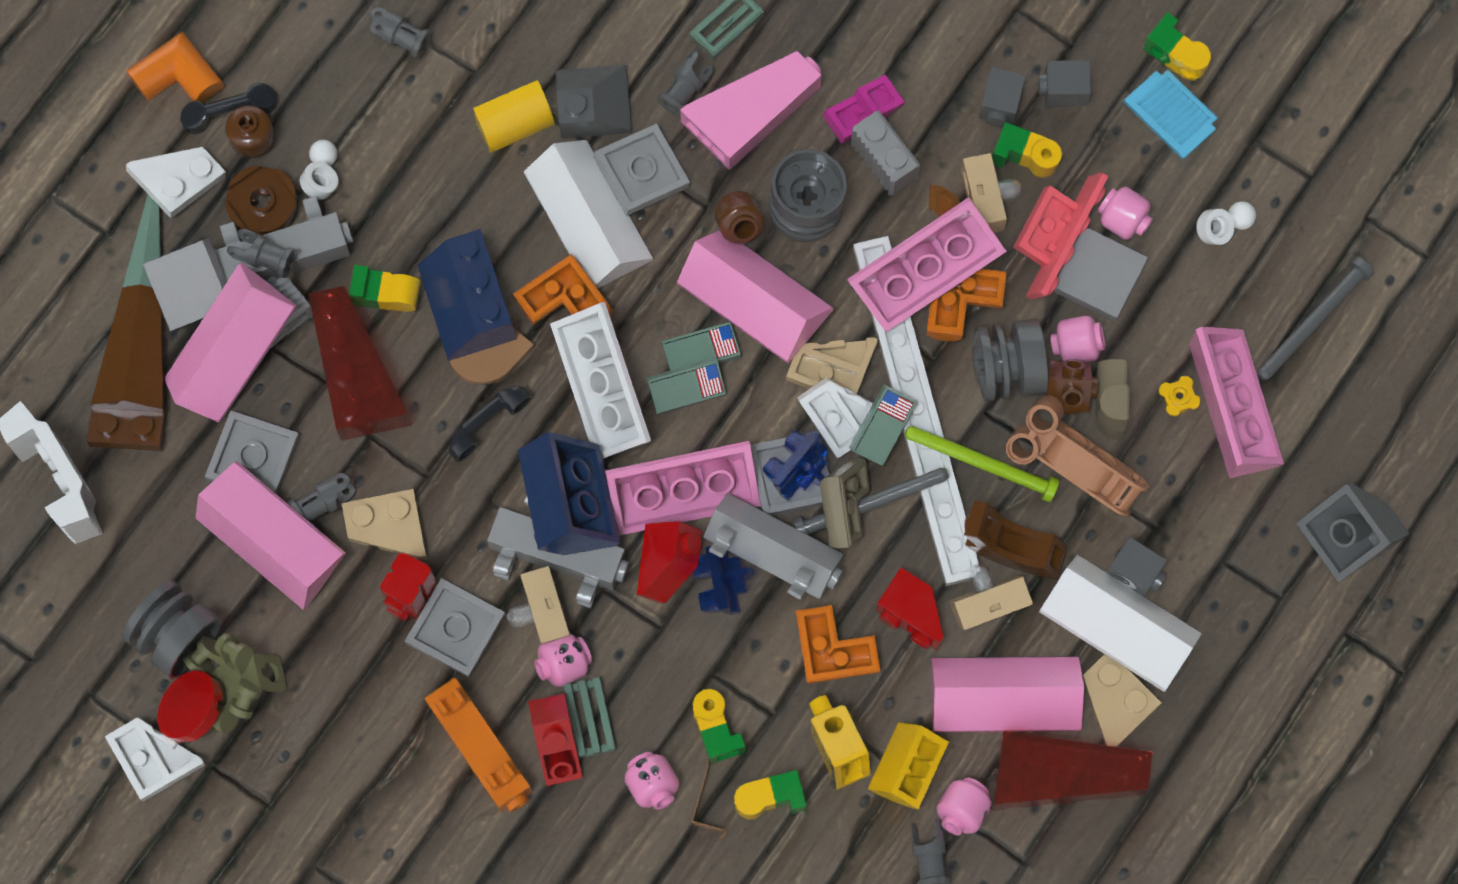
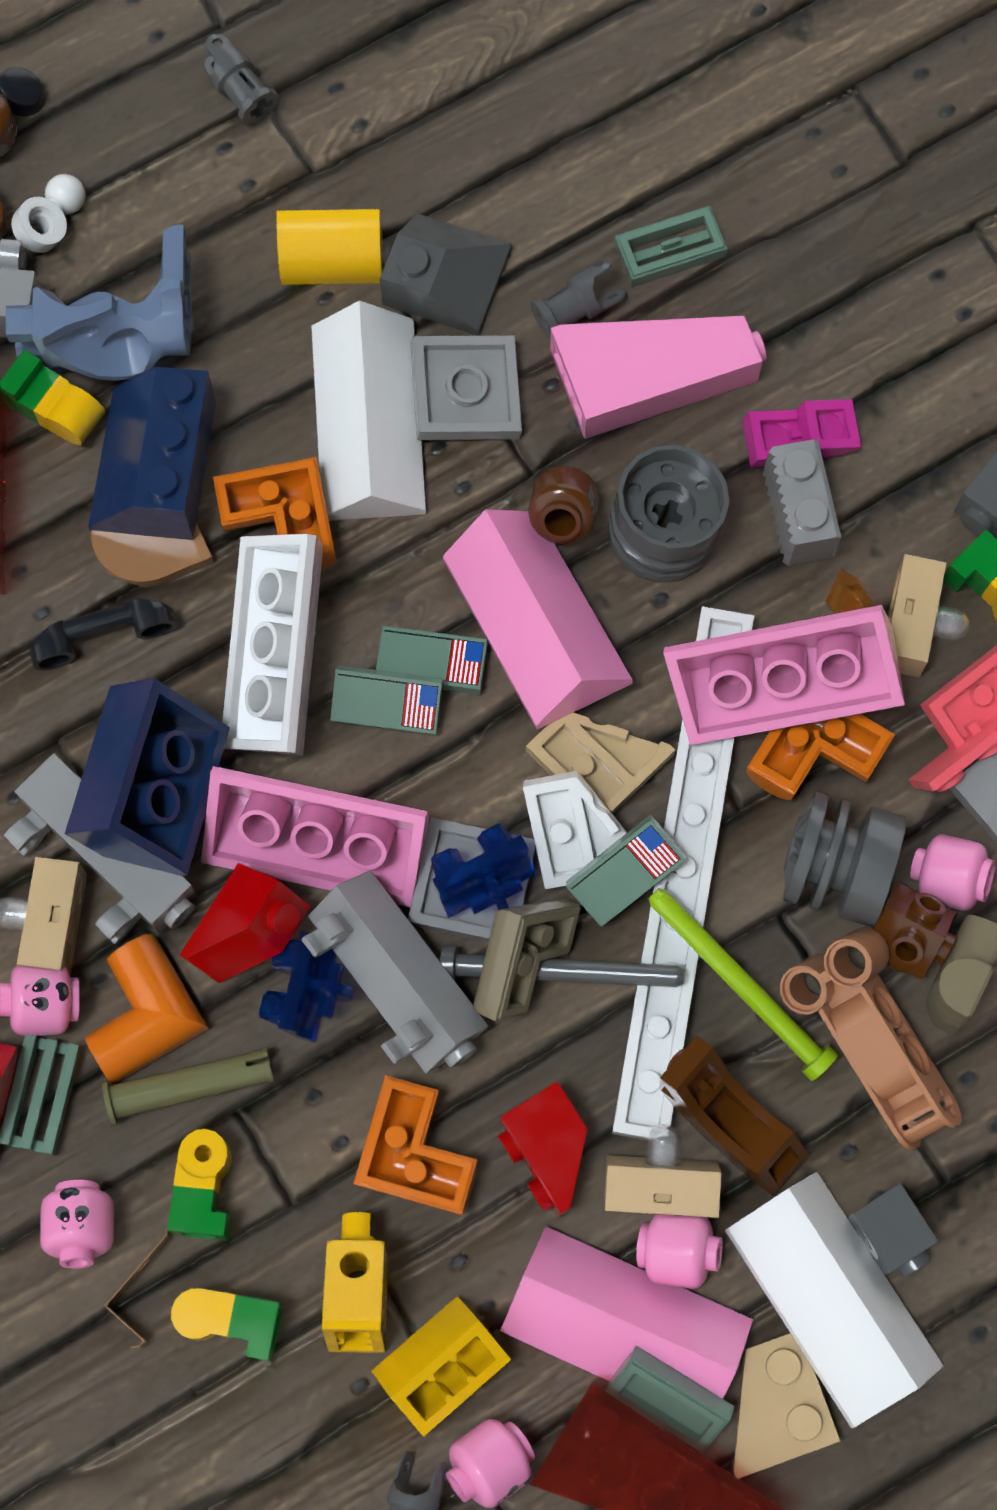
camera: 25 degrees right, 0 degrees up
(402, 232) = (106, 334): none -> sand blue hips
(638, 636) = (160, 1016): none -> orange brick
(676, 670) = (186, 1084): none -> olive pin
(1017, 634) = (678, 1250): none -> bright pink head
(1052, 720) = (670, 1399): none -> sand green tile

